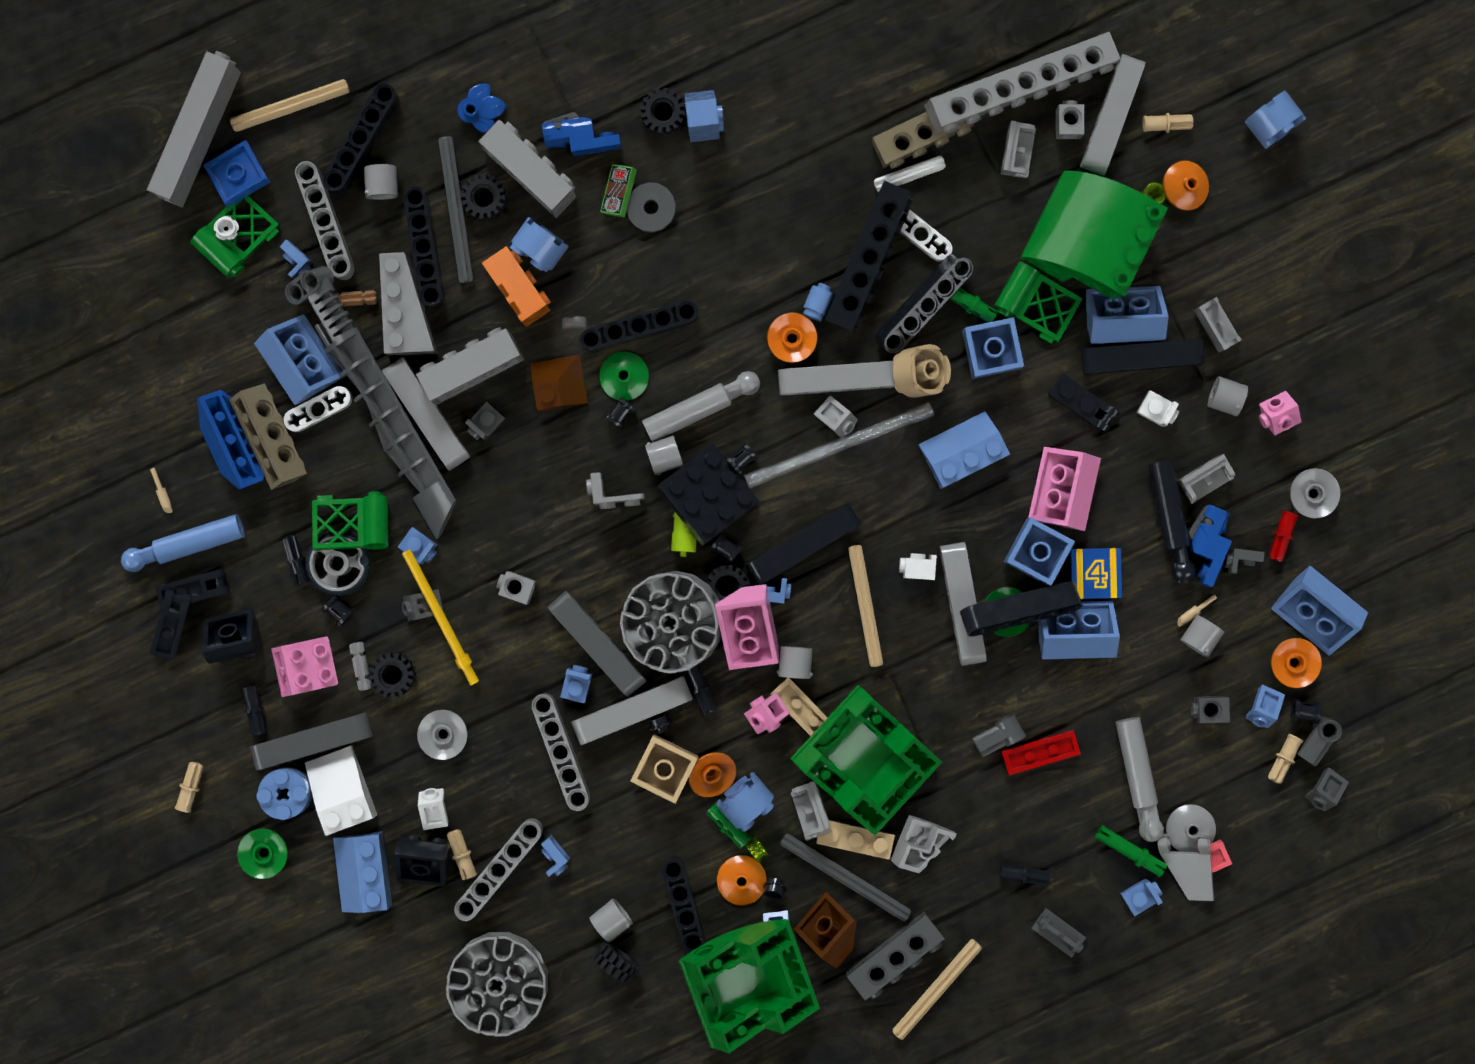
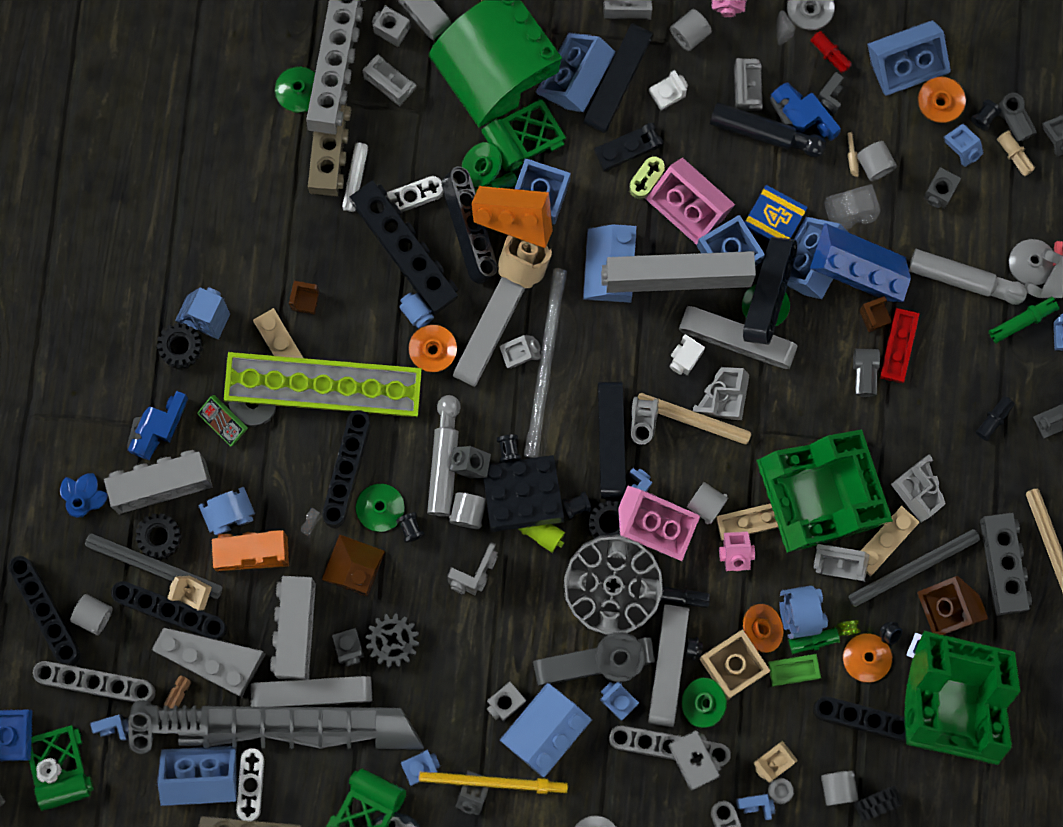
camera: 65 degrees left, 10 degrees down
(450, 255) = (189, 591): none -> tan bracket
(501, 457) = (386, 650): none -> dark grey gear
(511, 636) = (545, 730): none -> medium blue slope
(547, 793) = (682, 752): none -> light grey brick
(580, 869) = (780, 791): none -> light grey tile
(600, 851) = (775, 762): none -> tan bracket
(611, 753) = (695, 701): none -> green dish
(620, 655) = (620, 642): none -> dark grey tile
(692, 822) = (794, 670): none -> bright green tile
(701, 259) = (322, 384): none -> piece
(708, 431) = (470, 462): none -> dark grey brick
(717, 201) = (276, 335): none -> tan plate
(771, 195) = (304, 297): none -> reddish brown panel
(840, 561) = (644, 418): none -> light grey piece
(904, 622) = (725, 395): none -> light grey slope
(948, 74) = (293, 99): none -> green dish
(955, 338) = (514, 213): none -> orange wedge
(985, 518) = (678, 272): none -> light grey brick
(987, 281) = (483, 164): none -> green dish
(1056, 715) = (875, 314): none -> reddish brown panel
(1064, 430) = (643, 174): none -> yellowish green beam
(1094, 677) = (861, 264): none -> blue slope
(1145, 639) = (853, 207): none -> clear brick
(1280, 481) = (785, 28): none -> clear slope

